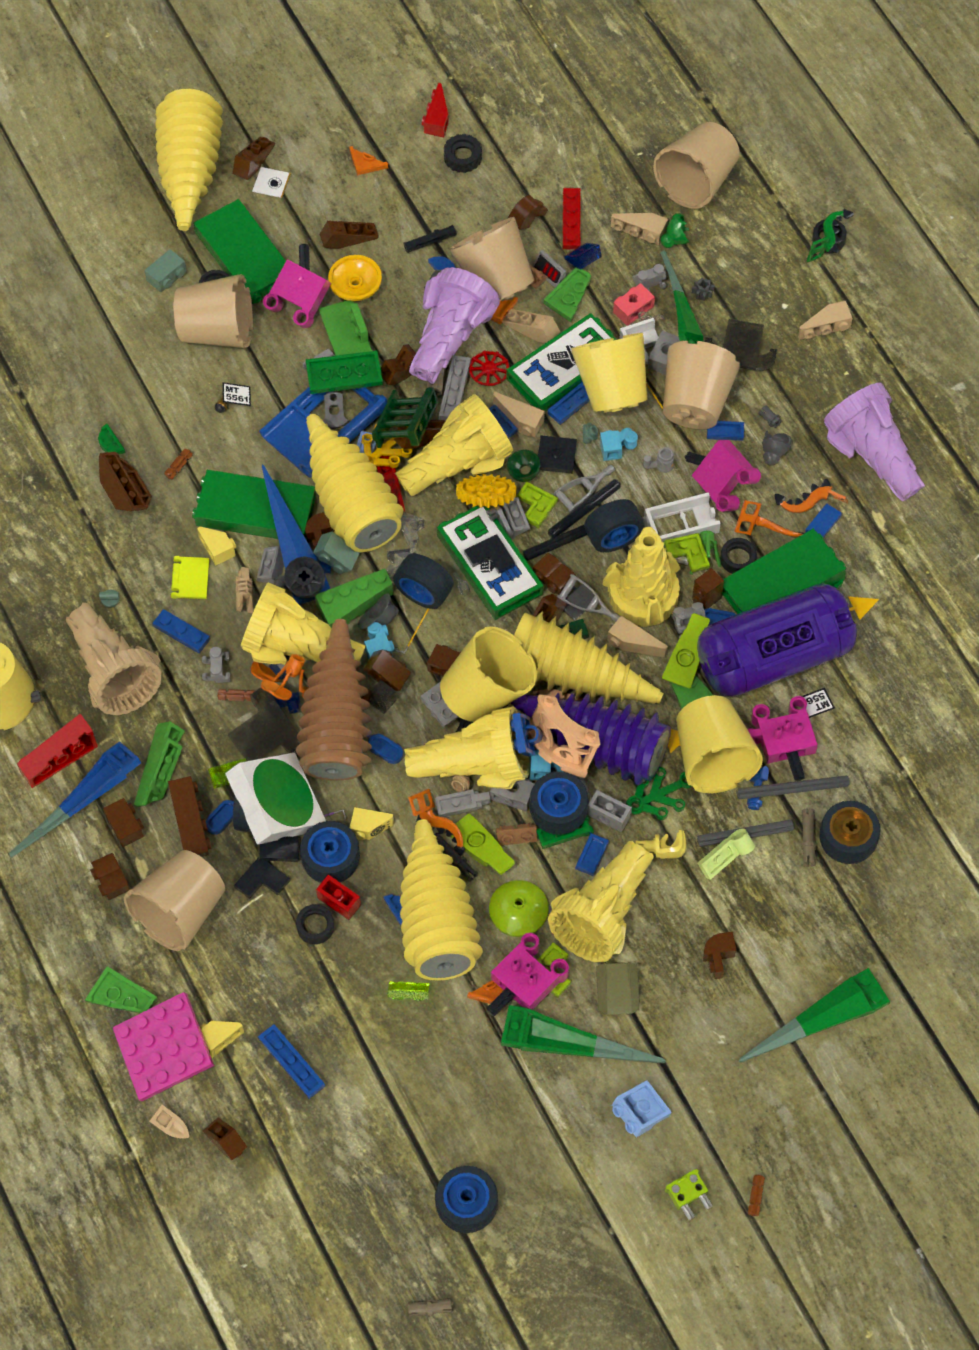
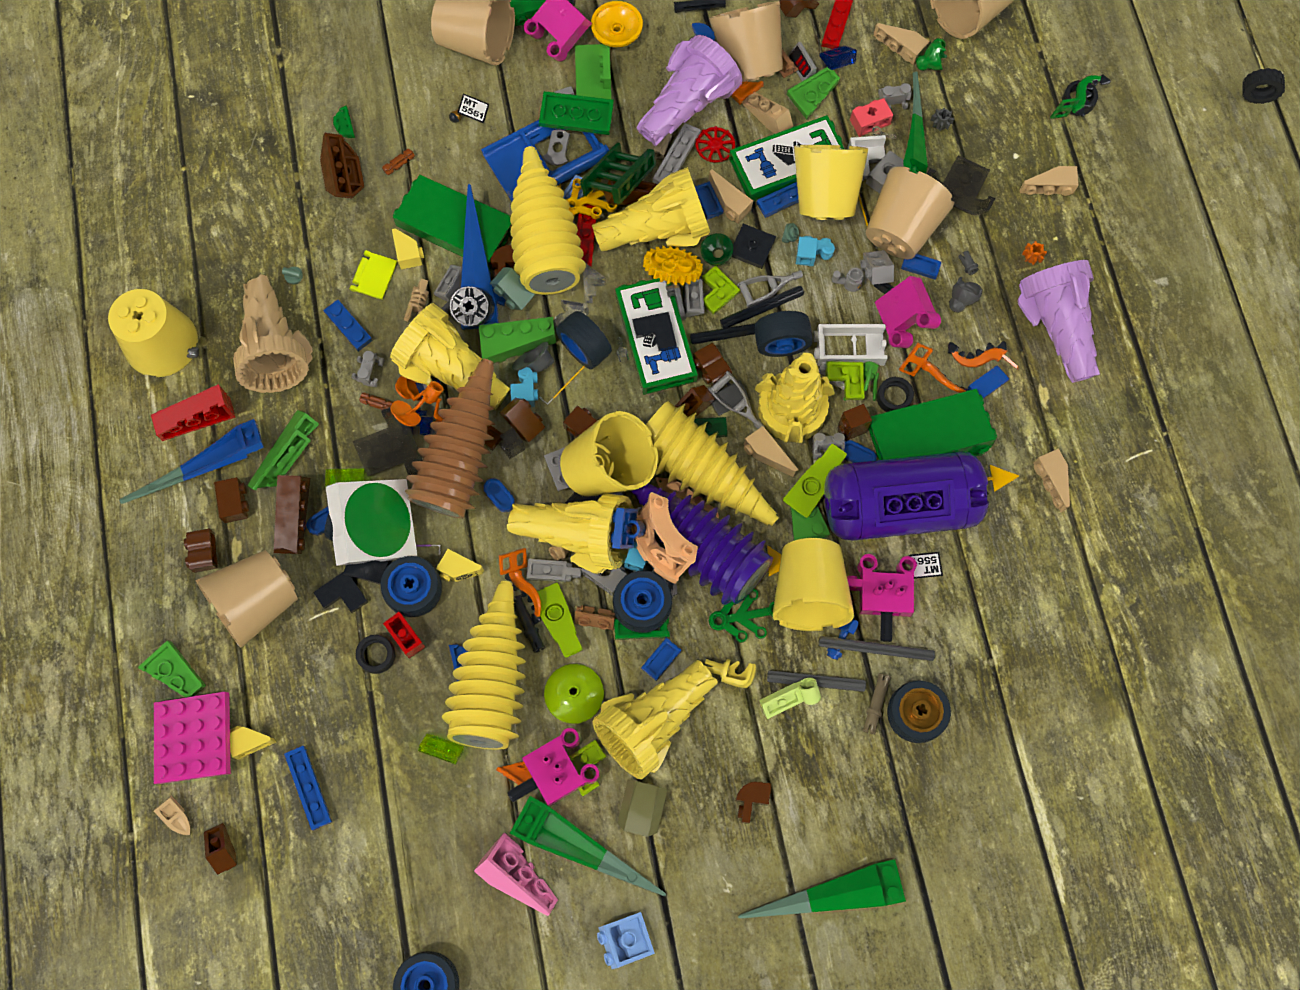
camera: 15 degrees right, 10 degrees up
(397, 369) = (625, 123): reddish brown brick -> none
(509, 1080) = (511, 873): none -> bright pink wedge
(609, 811) = (689, 621): light grey brick -> none
(685, 441) = (877, 267): none -> light grey brick
(830, 391) = (1034, 253): none -> orange gear
(912, 590) = (1055, 478): none -> tan slope

